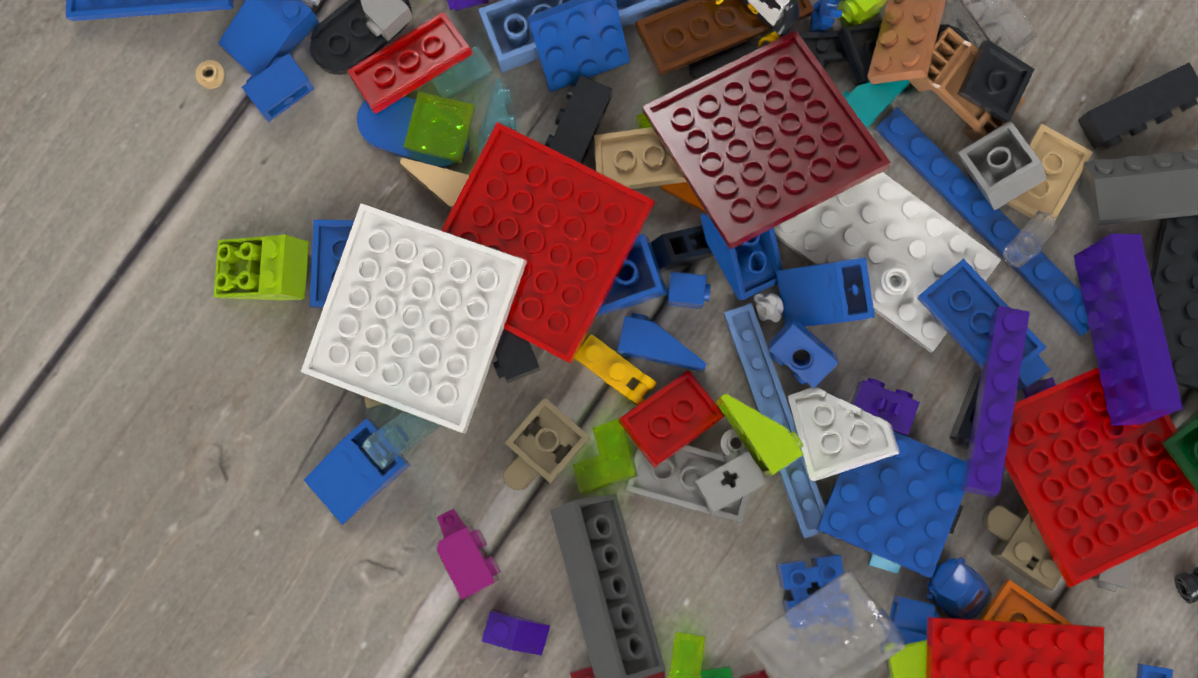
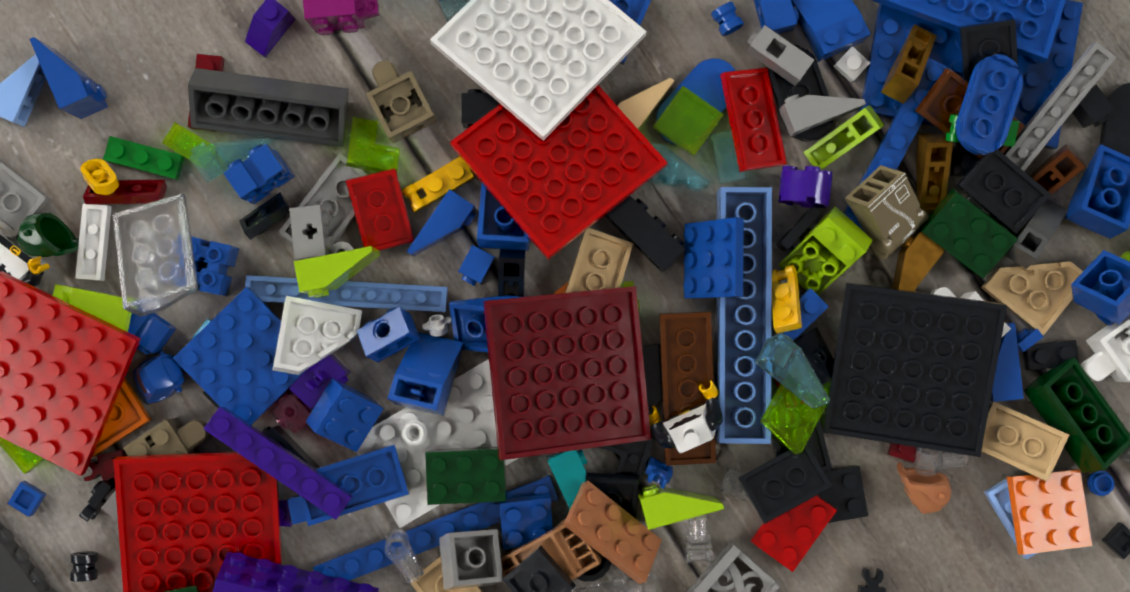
camera: 110 degrees right, 5 degrees up
(310, 131) = (727, 18): none -> blue wheel
(330, 59) = (779, 55): none -> light grey brick
(685, 619) = (216, 157): none -> clear light blue slope
(687, 567) = (258, 174): none -> blue brick
(729, 545) = (265, 215): none -> black plate
(910, 362) = (344, 415): none -> blue brick
(917, 205) = (465, 476): none -> dark green brick
(931, 422) = (292, 412): none -> clear pink brick
(935, 129) = (524, 519): none -> blue plate
(1076, 604) = (104, 466): none -> dark red plate
(1110, 599) = (97, 500): none -> black plate

